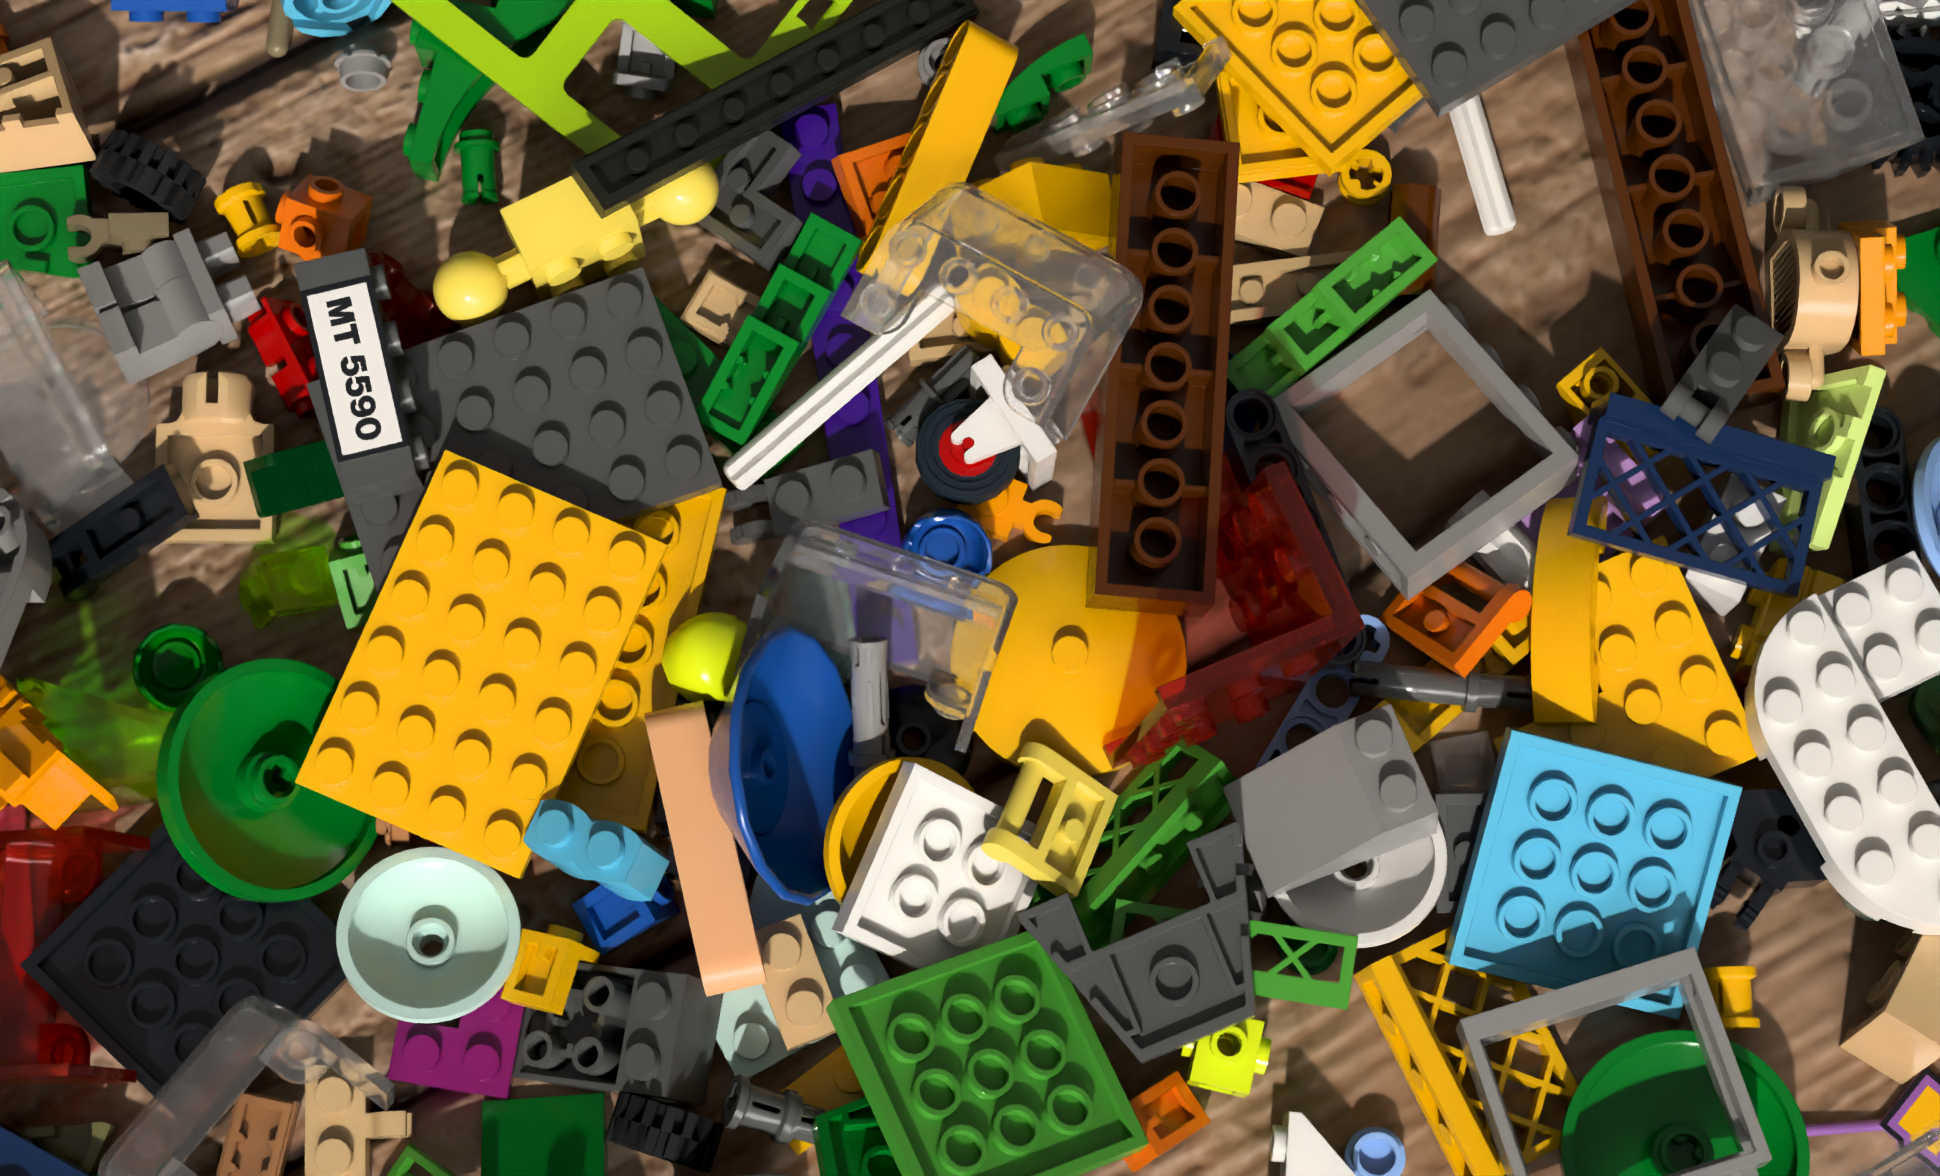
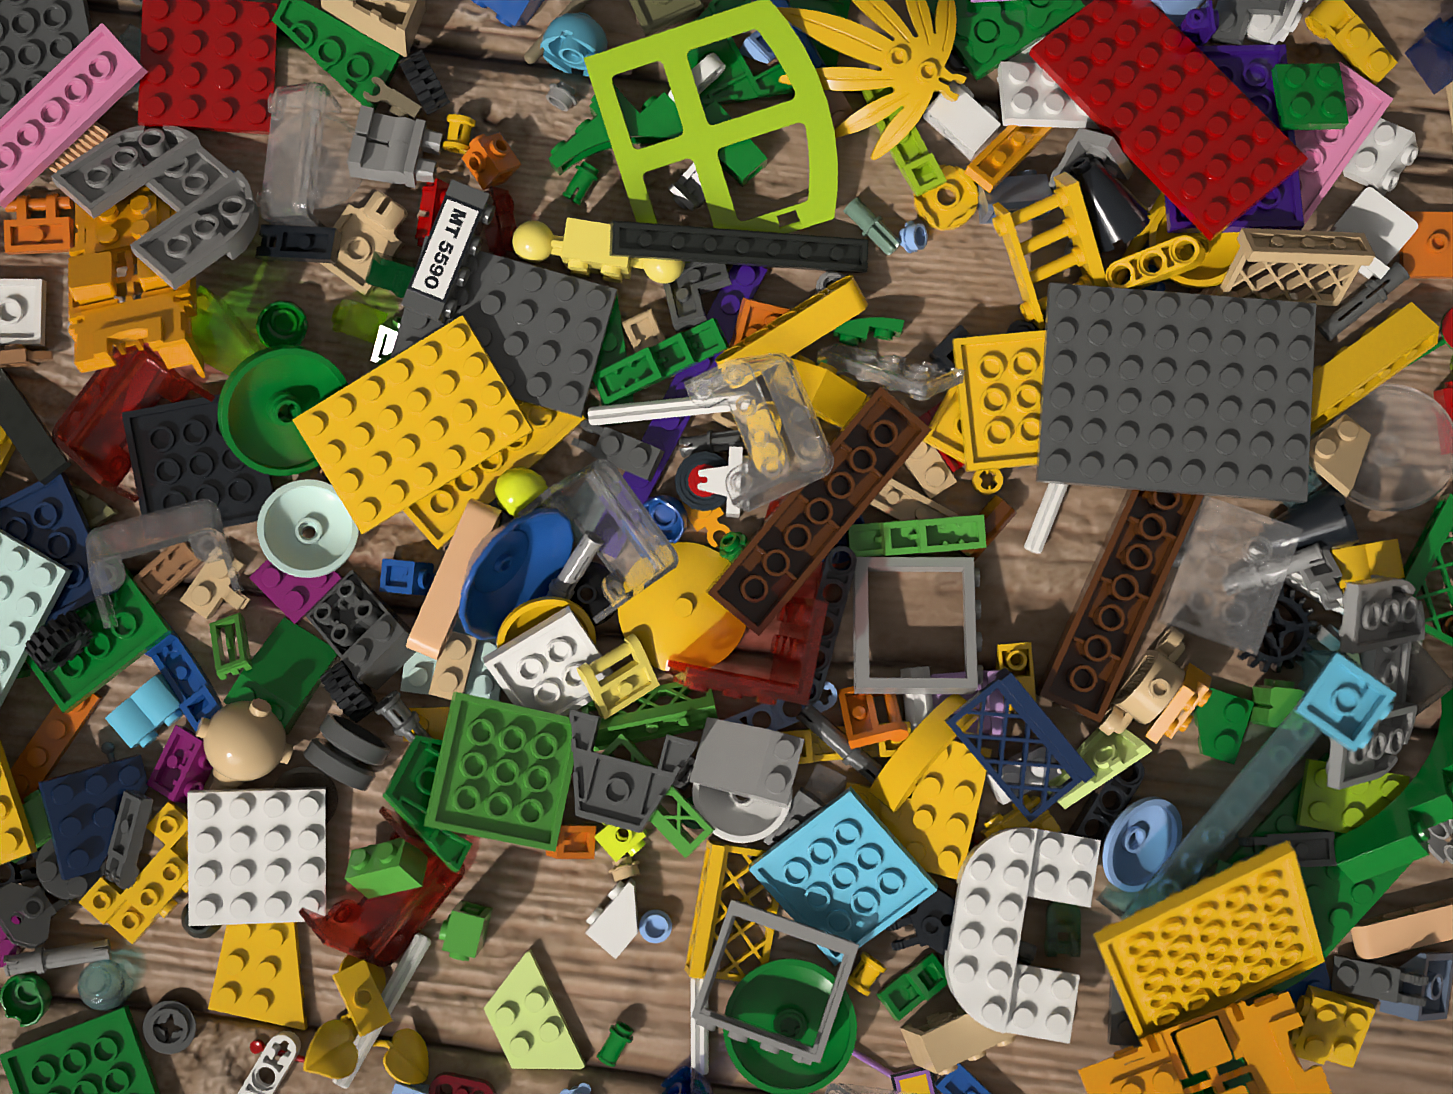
camera: 40 degrees right, 10 degrees up
(546, 968) = (349, 581): yellow bracket -> none
(596, 850) = (404, 546): medium azure brick -> none
(1072, 519) = (732, 544): none -> green plate
(1266, 1104) = (624, 868): none -> tan plate
(1722, 373) = (1072, 699): dark grey plate -> none
(1812, 968) = (913, 986): none -> green slope

